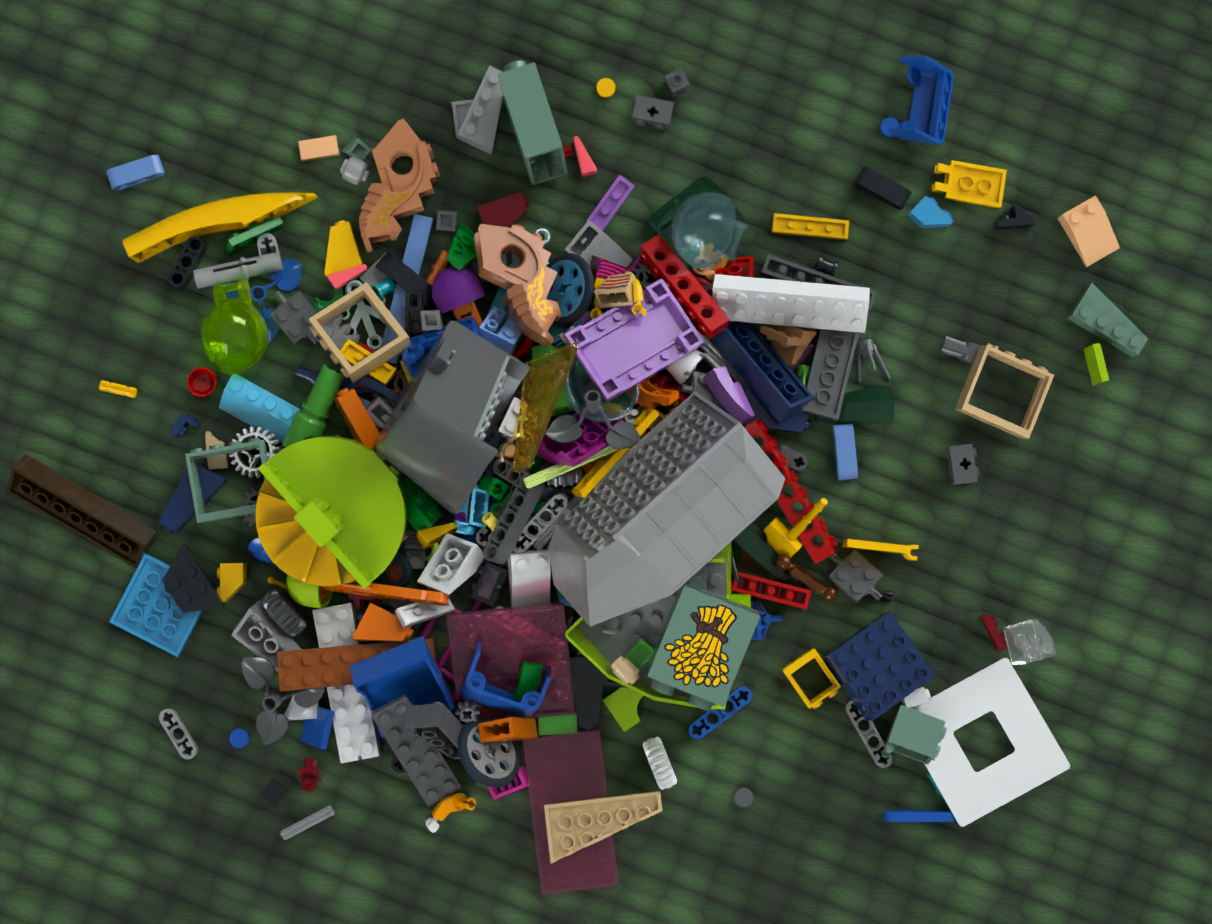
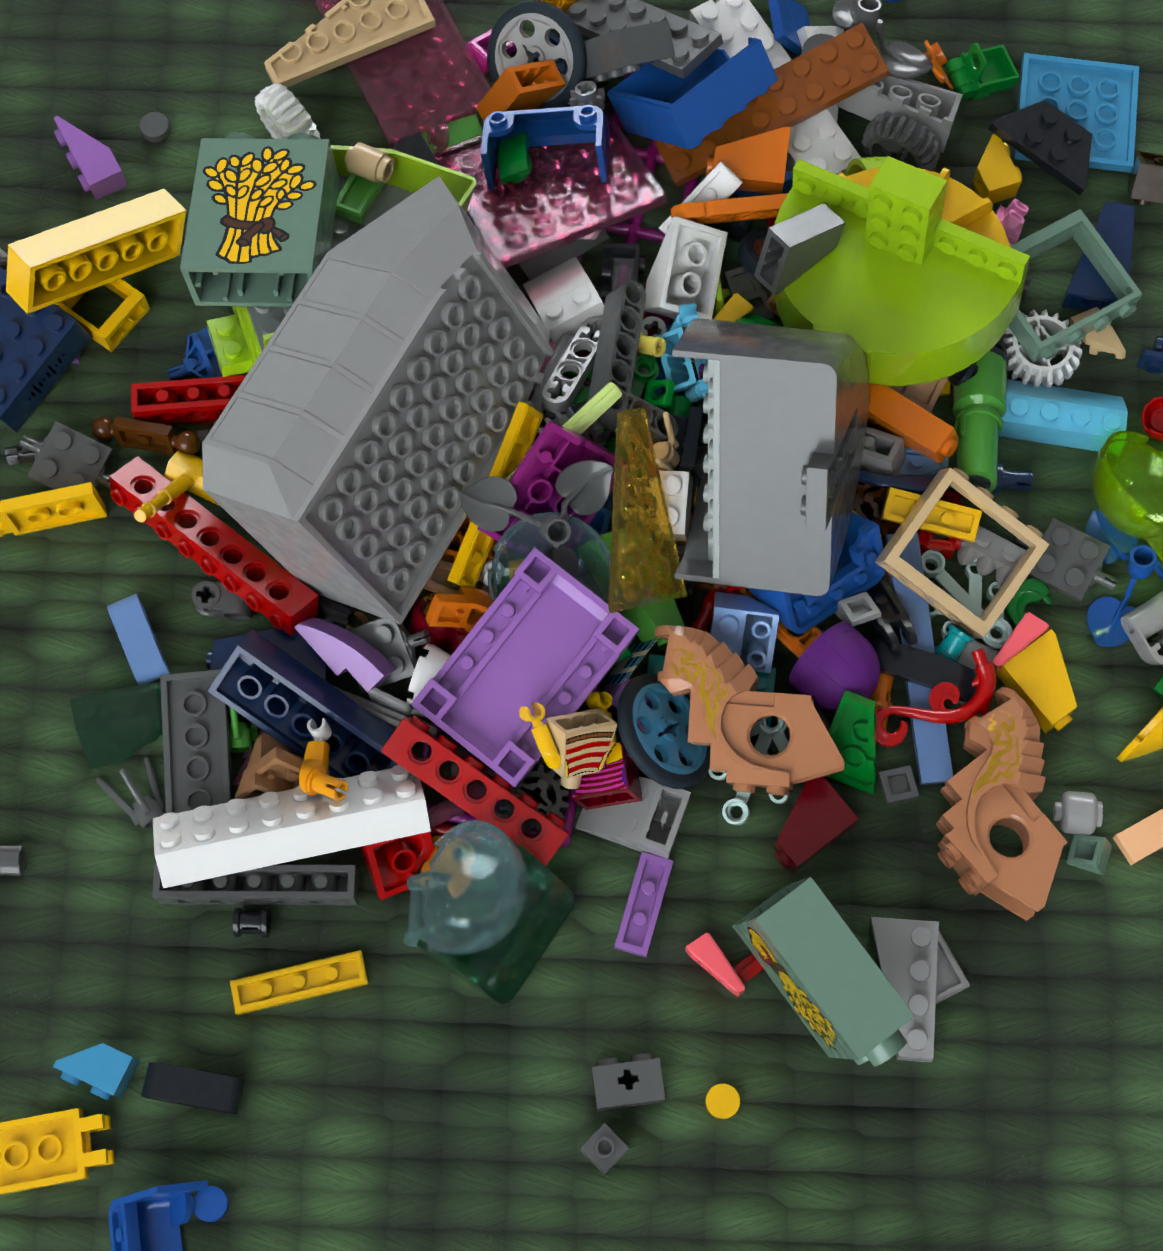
camera: 160 degrees right, 15 degrees down
(209, 653) = (982, 72): none -> green piece
(234, 672) = (938, 59): none -> orange plate
(240, 539) = (1012, 219): none -> bright pink hips
(386, 530) = (797, 246): none -> dark grey slope
(404, 259) = (938, 714): none -> red plant
(568, 722) = (438, 135): none -> clear pink plate
(768, 327) = (315, 765): none -> light orange arm
(787, 777) = (94, 160): none -> medium lavender slope
(804, 699) = (94, 250): none -> yellow brick

